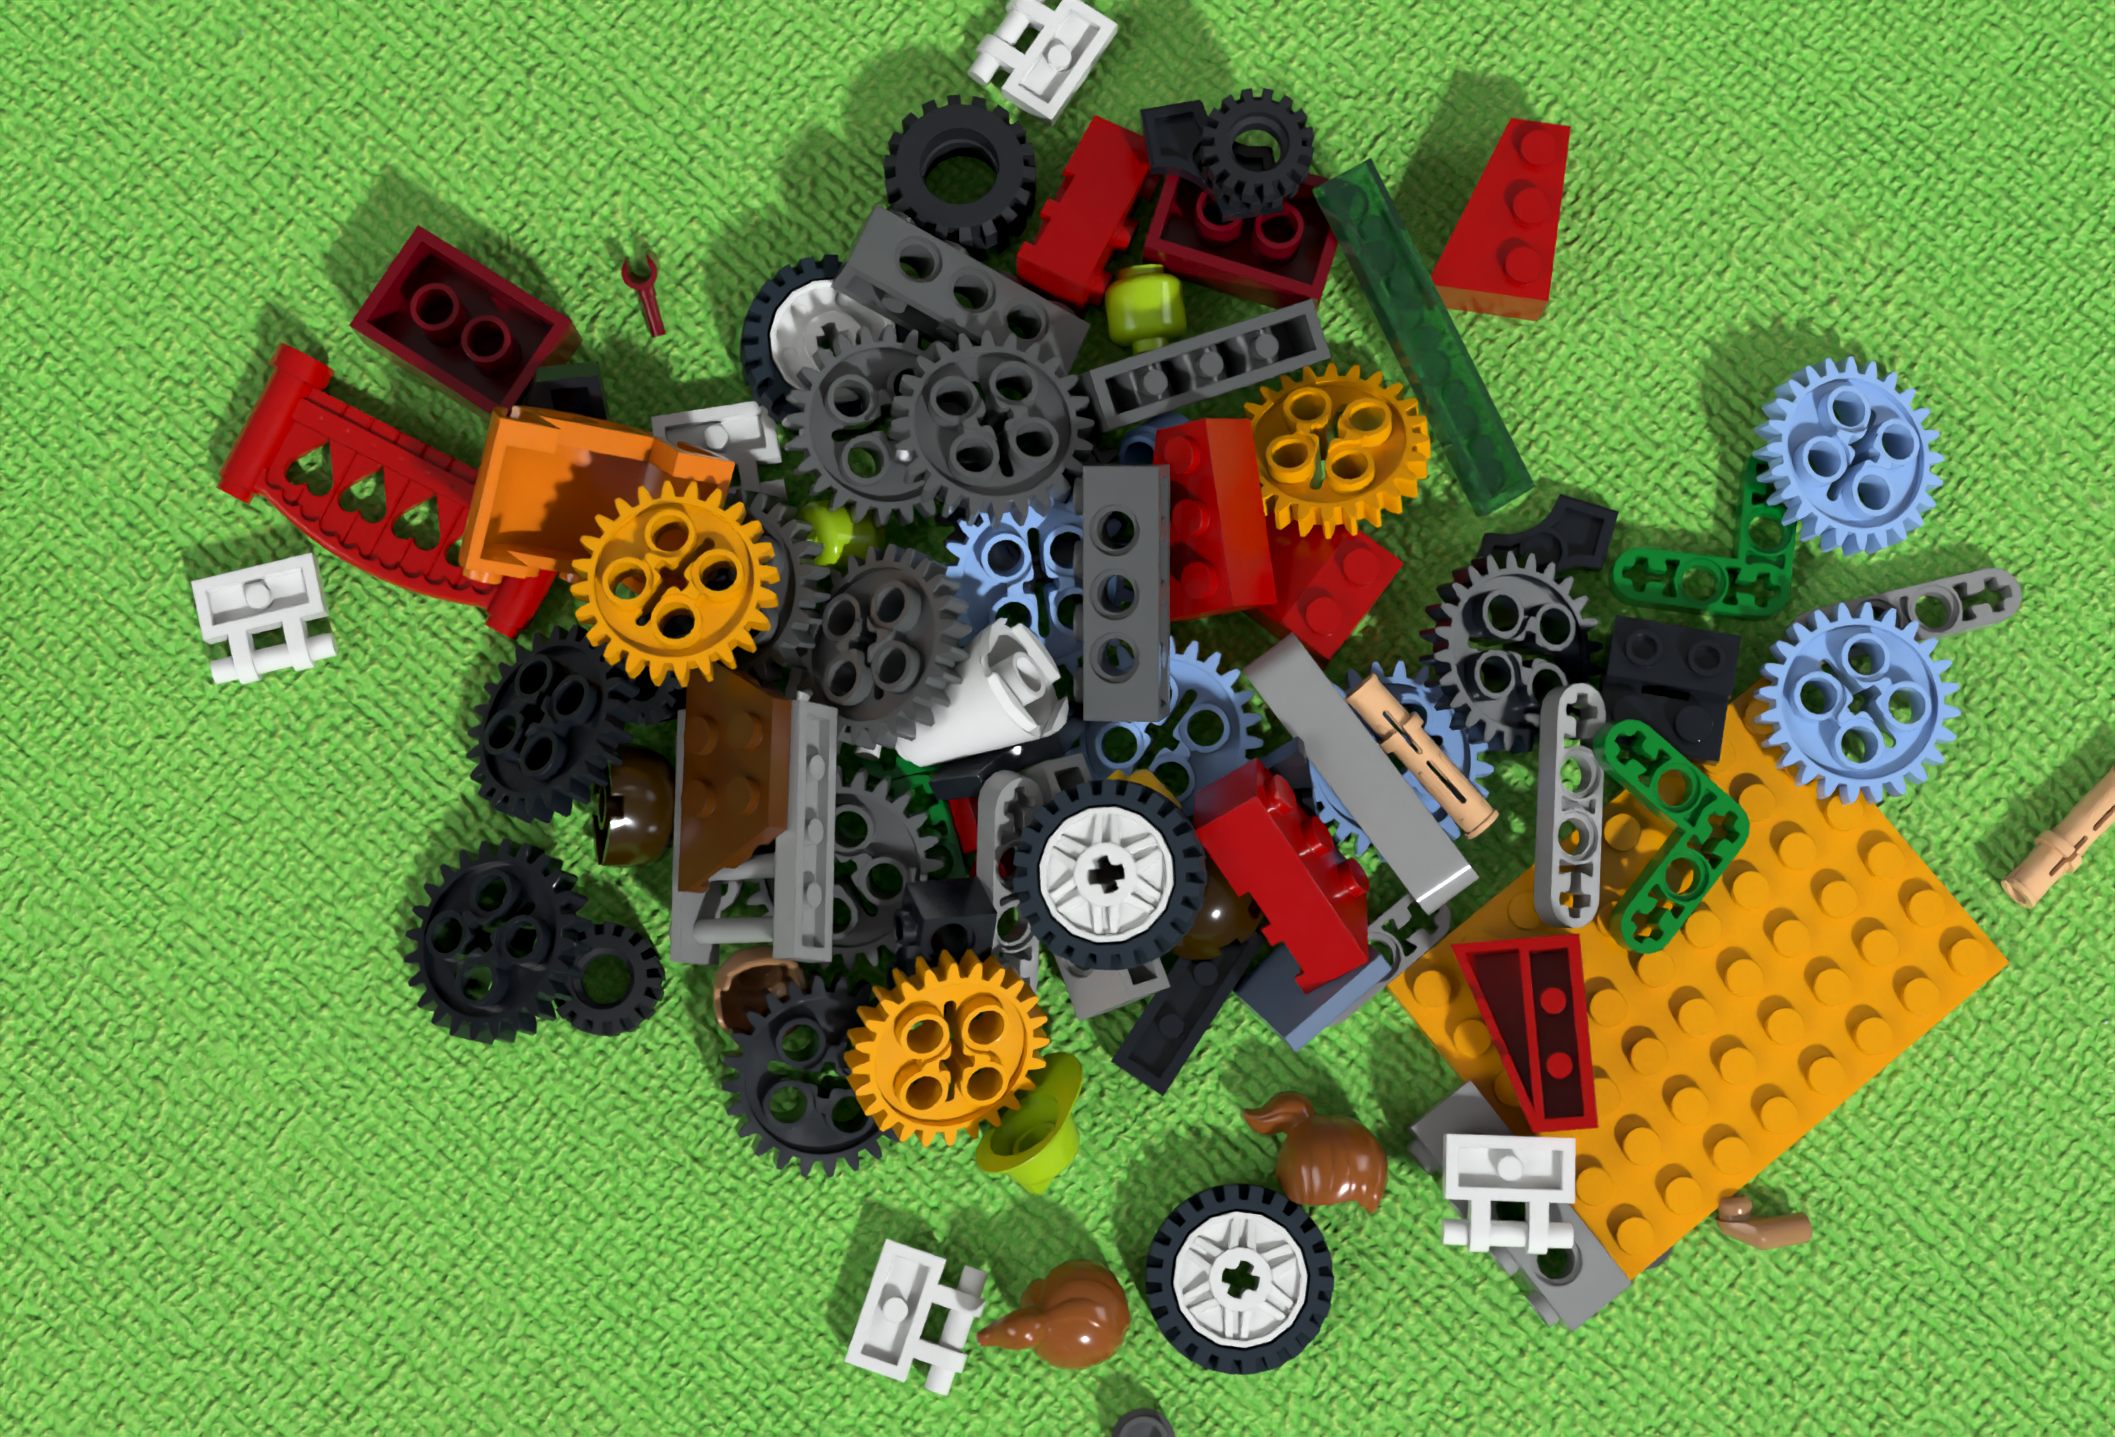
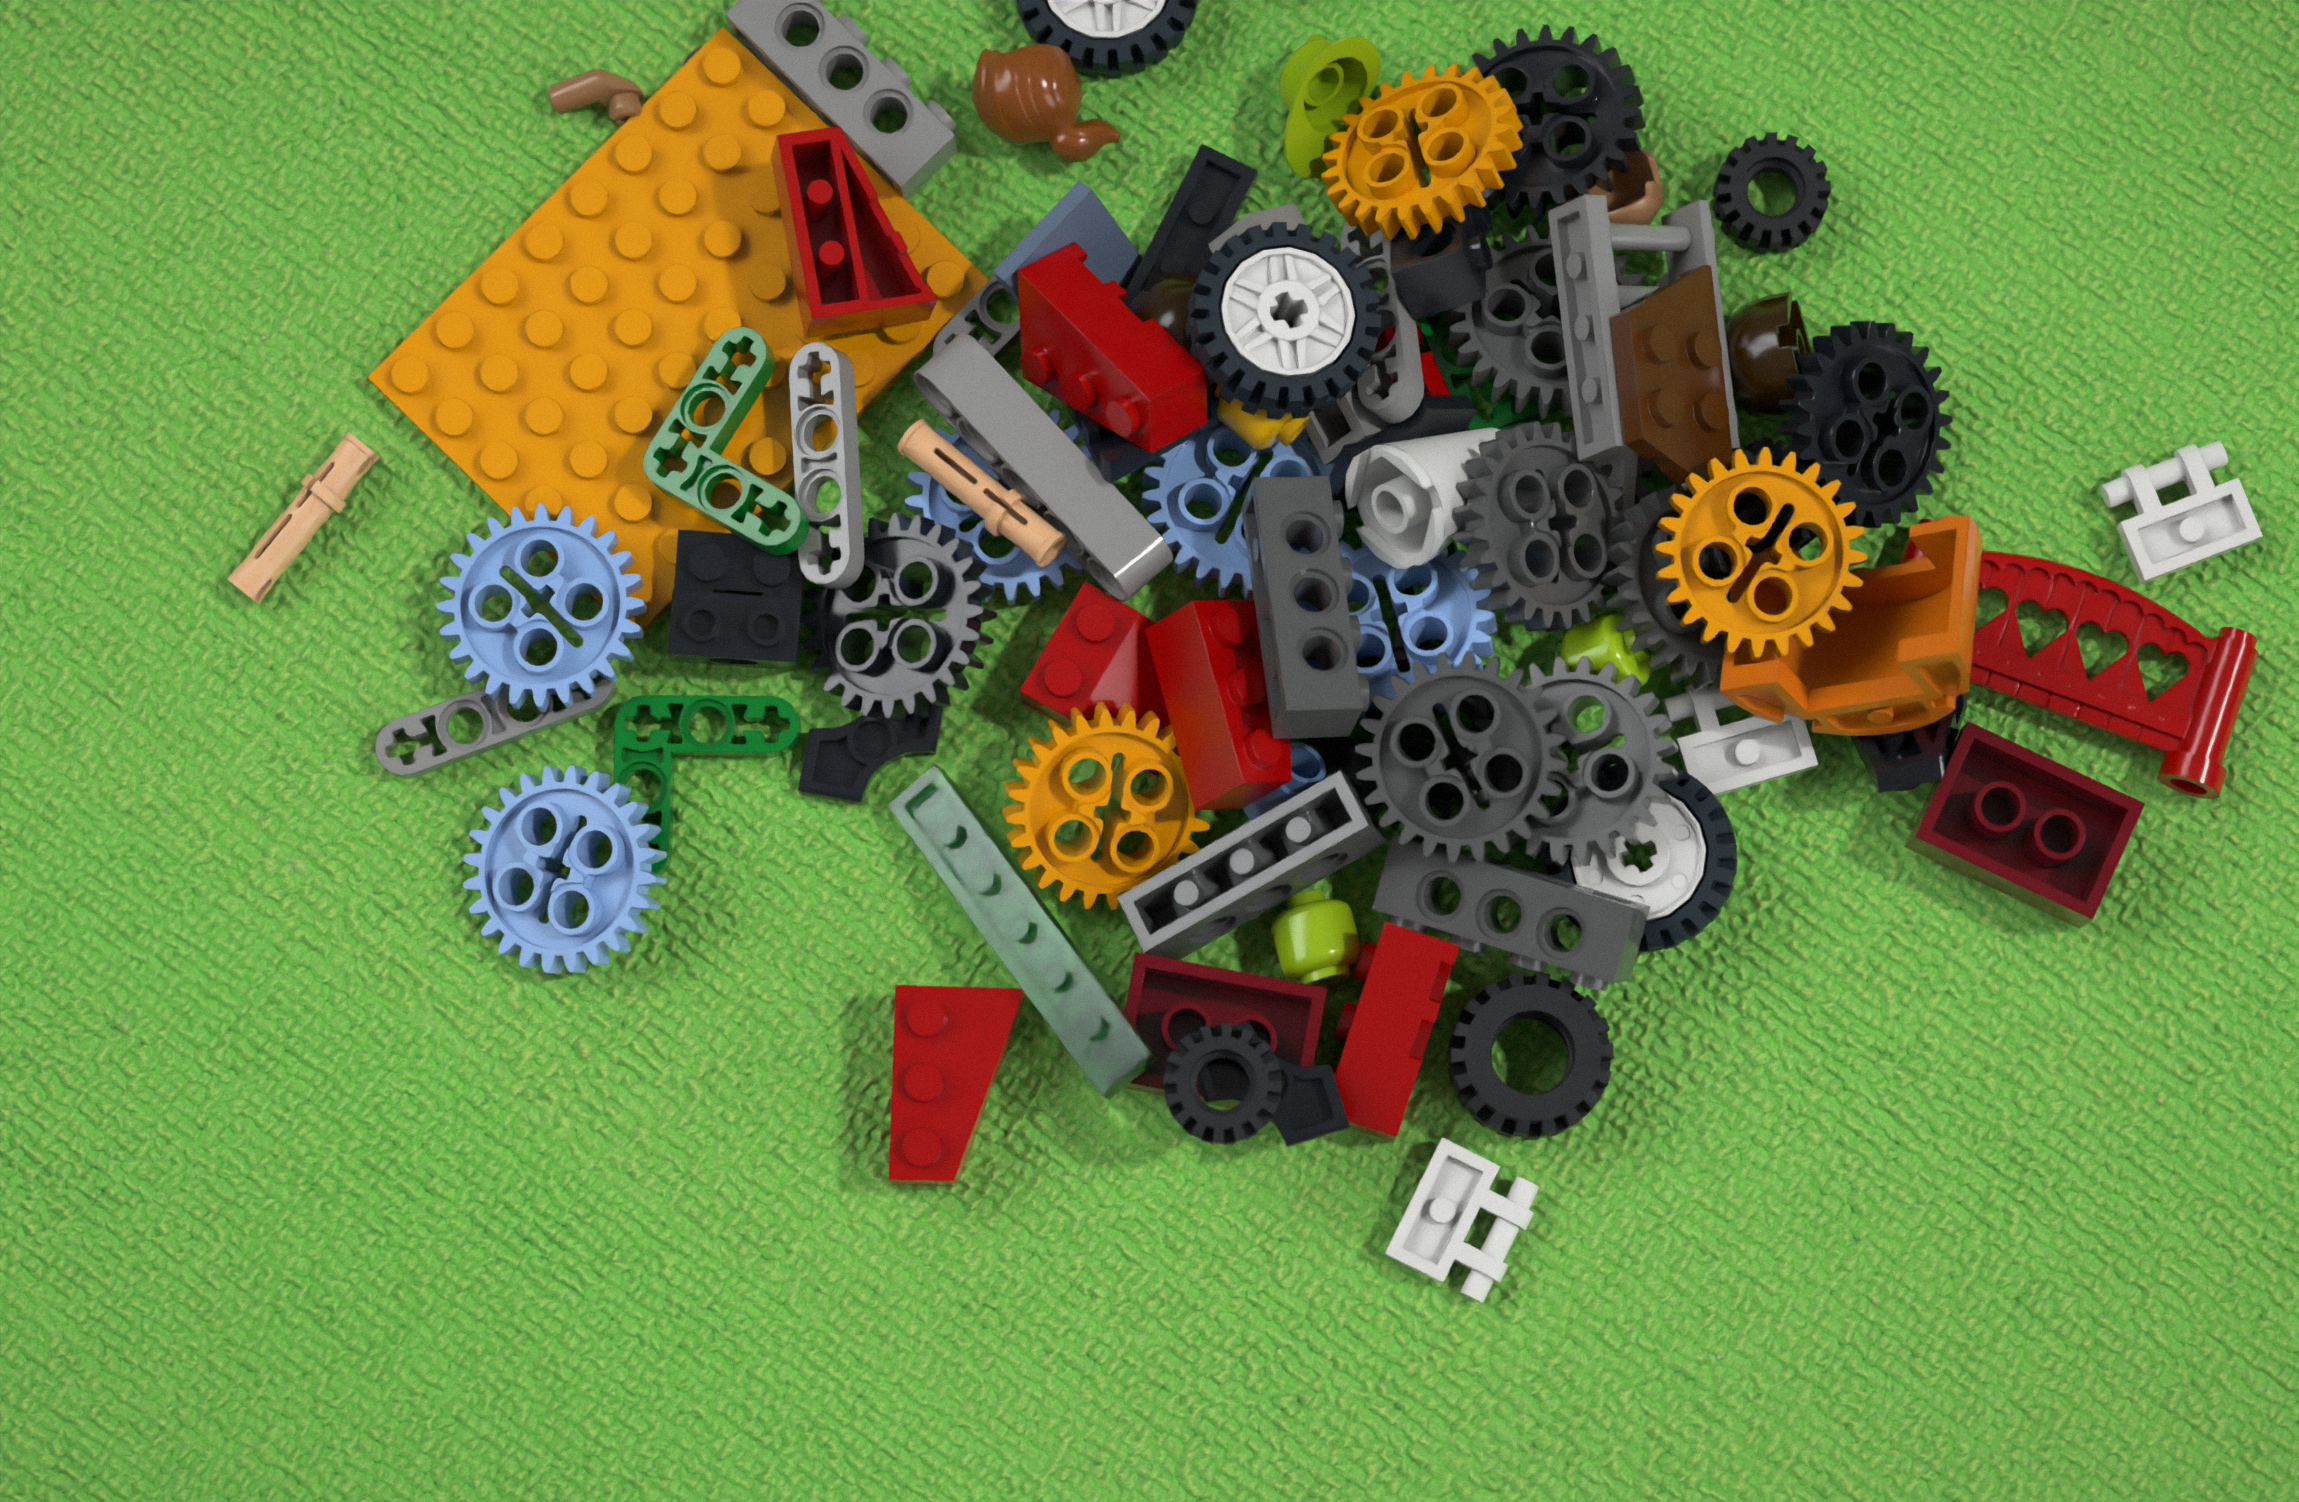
camera: 175 degrees right, 0 degrees up
(498, 942) = (1917, 248): black gear -> none
(646, 291) = (1849, 912): dark red hand -> none
(1508, 1170) = (857, 97): white plate -> none

